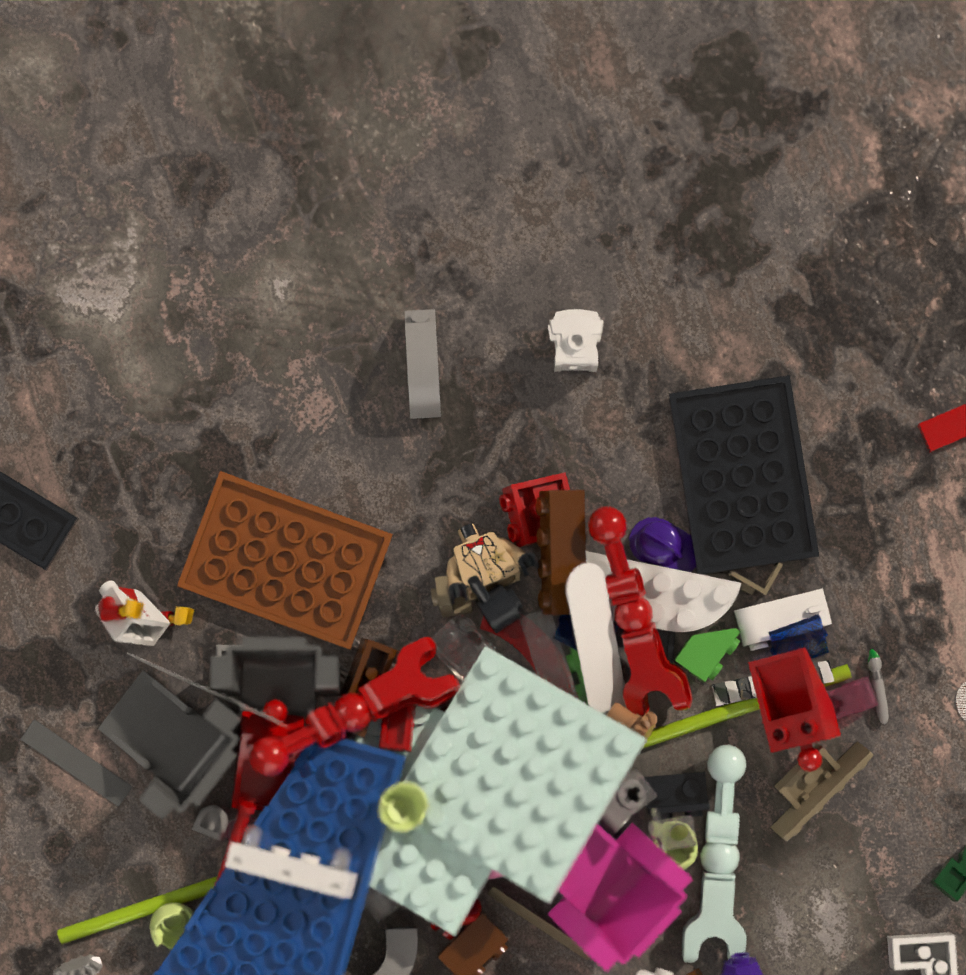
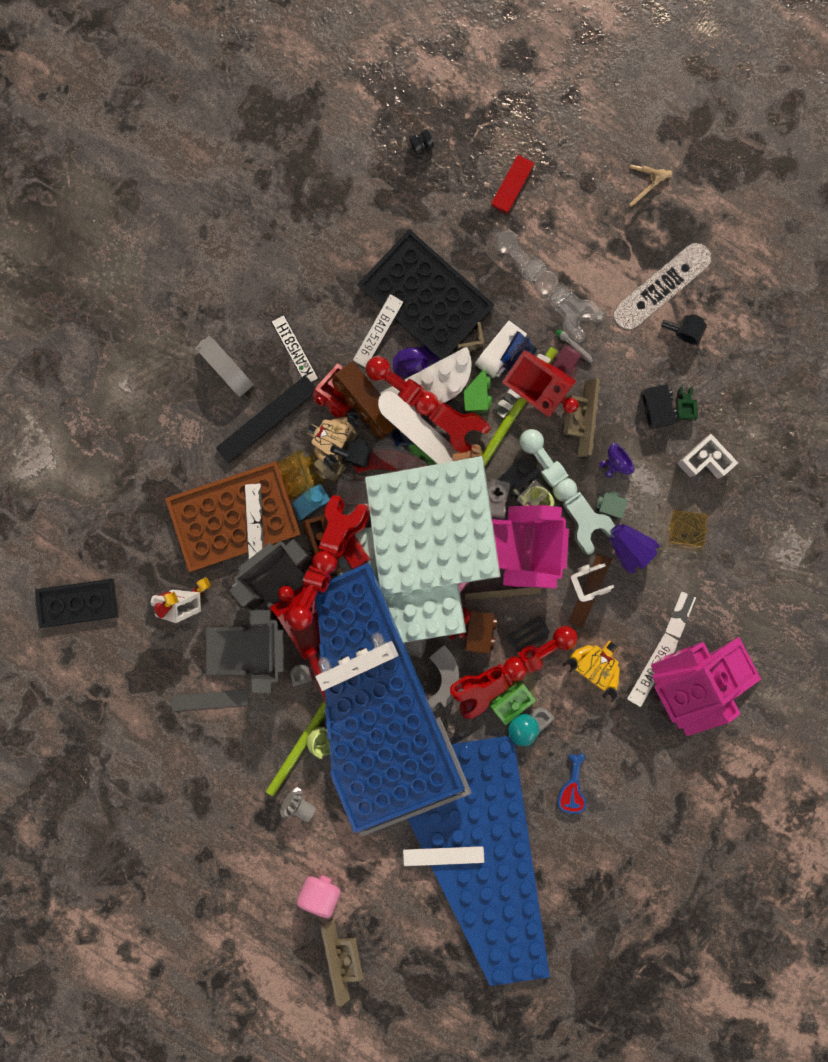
camera: 30 degrees left, 0 degrees up
(205, 689) = (266, 603): white sticker -> none
(307, 587) = (254, 518): none -> white sticker
(393, 620) = (310, 502): none -> dark azure slope
(402, 807) = (387, 588): yellowish green hair -> none
(405, 572) = (297, 474): none -> clear yellow plate
(422, 471) = (266, 419): none -> black tile
(526, 411) = (294, 348): none -> sticker
(575, 339) = (289, 293): white piece -> none
(648, 472) = (378, 330): none -> white sticker
(762, 922) = (611, 505): none -> sand green brick
(815, 875) = (618, 461): none -> dark purple hair
(893, 276) = (421, 142): none -> black wheel
(906, 583) = (546, 283): none -> clear piece
(921, 848) = (658, 406): none -> black brick

